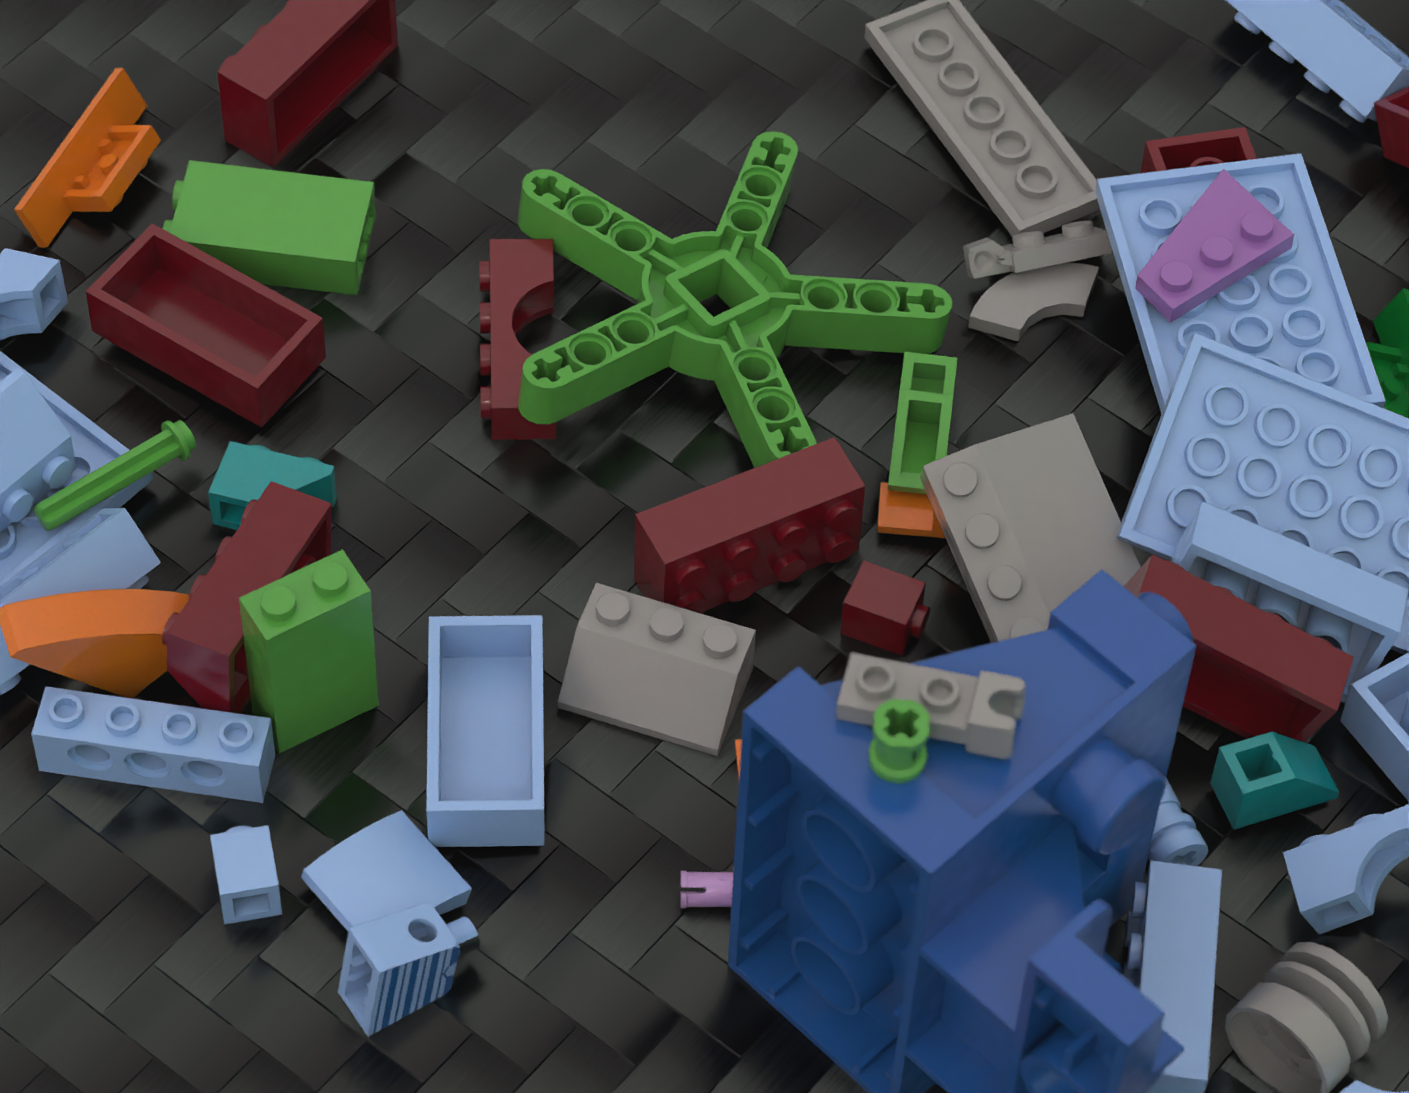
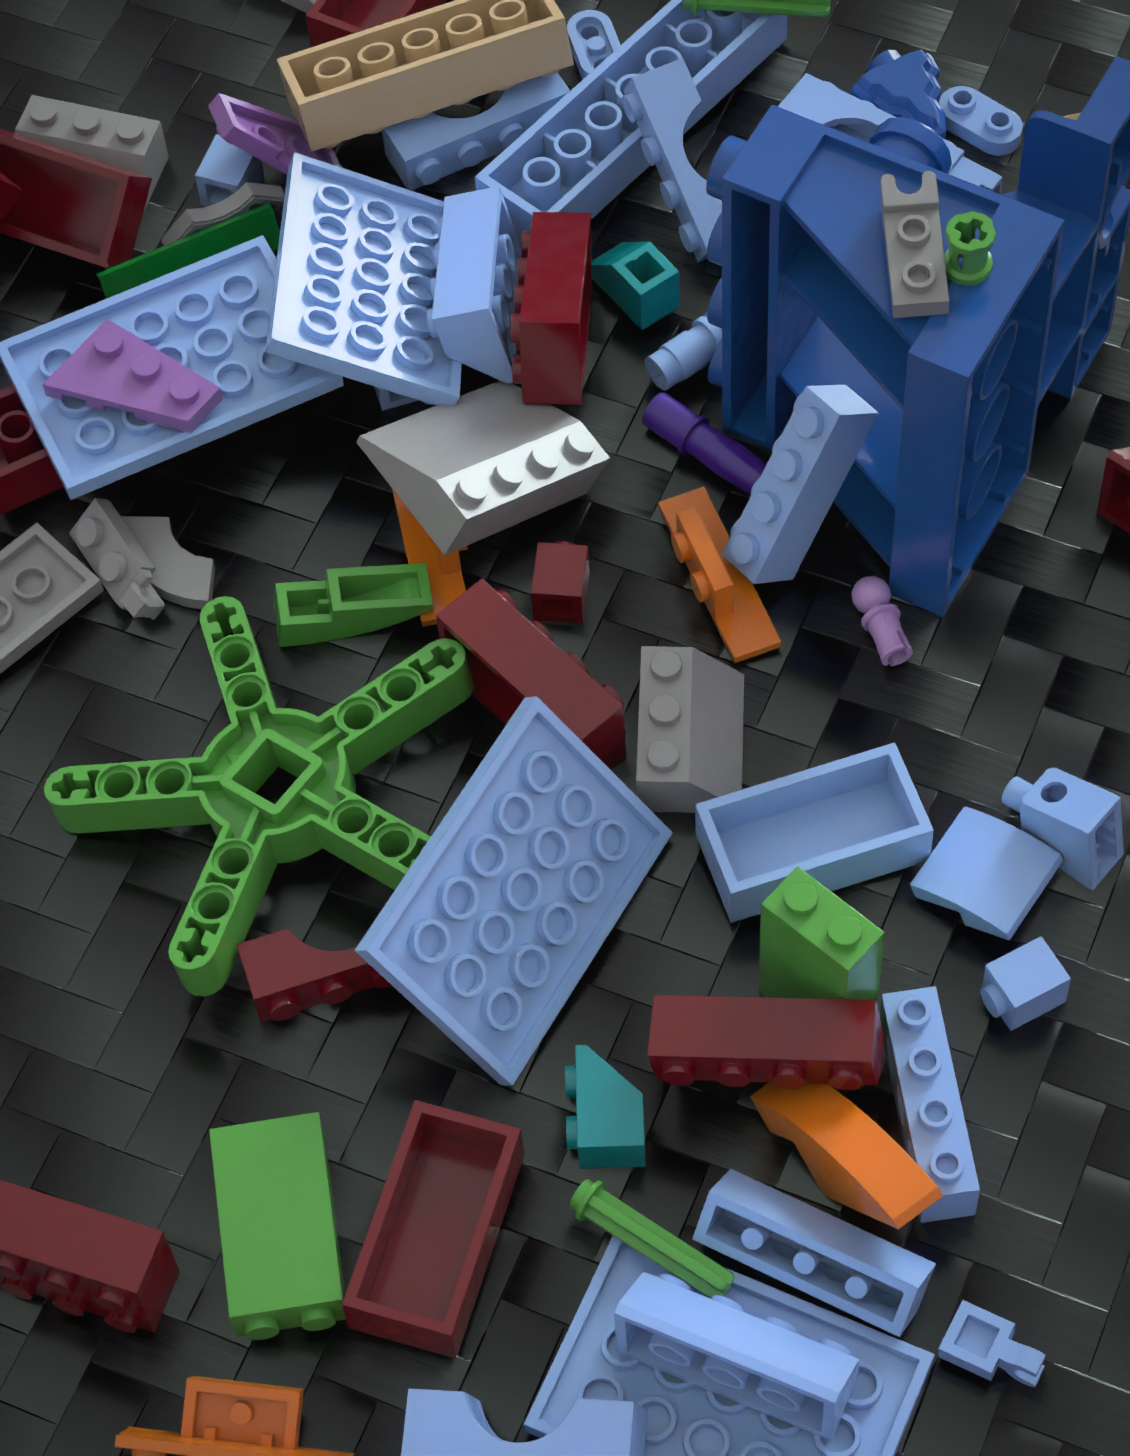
camera: 100 degrees left, 5 degrees up
(506, 444) = (515, 891): none -> light blue plate

